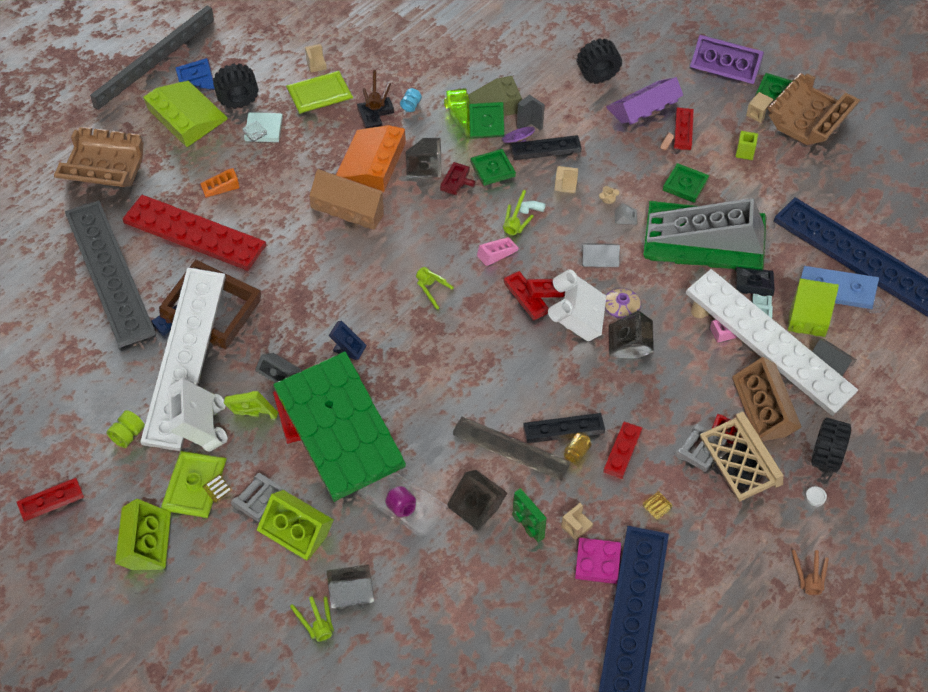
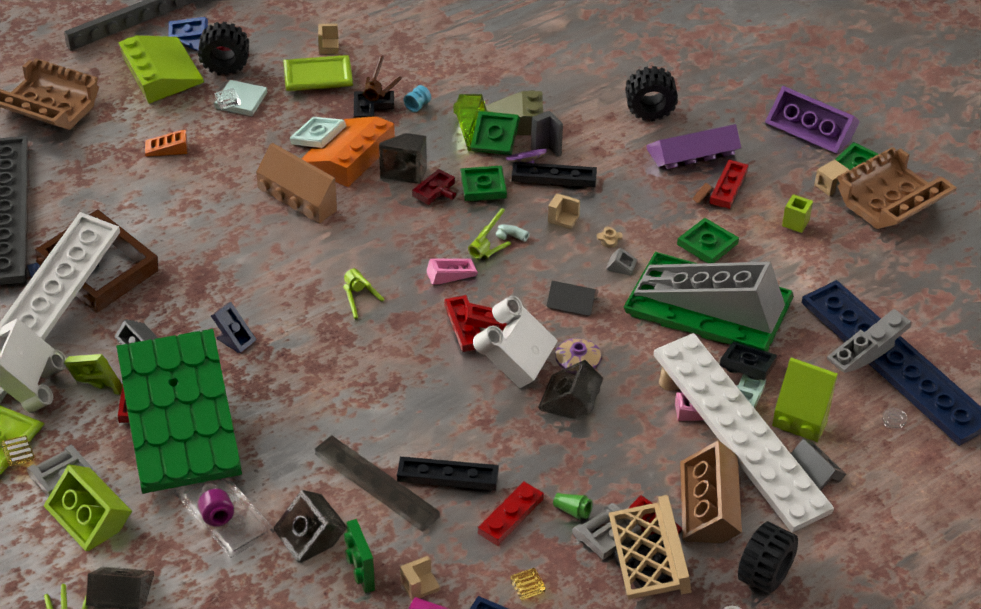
camera: 15 degrees right, 10 degrees down
(194, 232) = (117, 188): red plate -> none
(342, 147) = (317, 132): none -> light aqua tile
(577, 448) = (454, 498): clear yellow brick -> none
(668, 432) = (575, 505): none -> bright green cone
(841, 247) = (871, 344): none -> light grey slope
(853, 288) = (865, 391): medium blue plate -> none

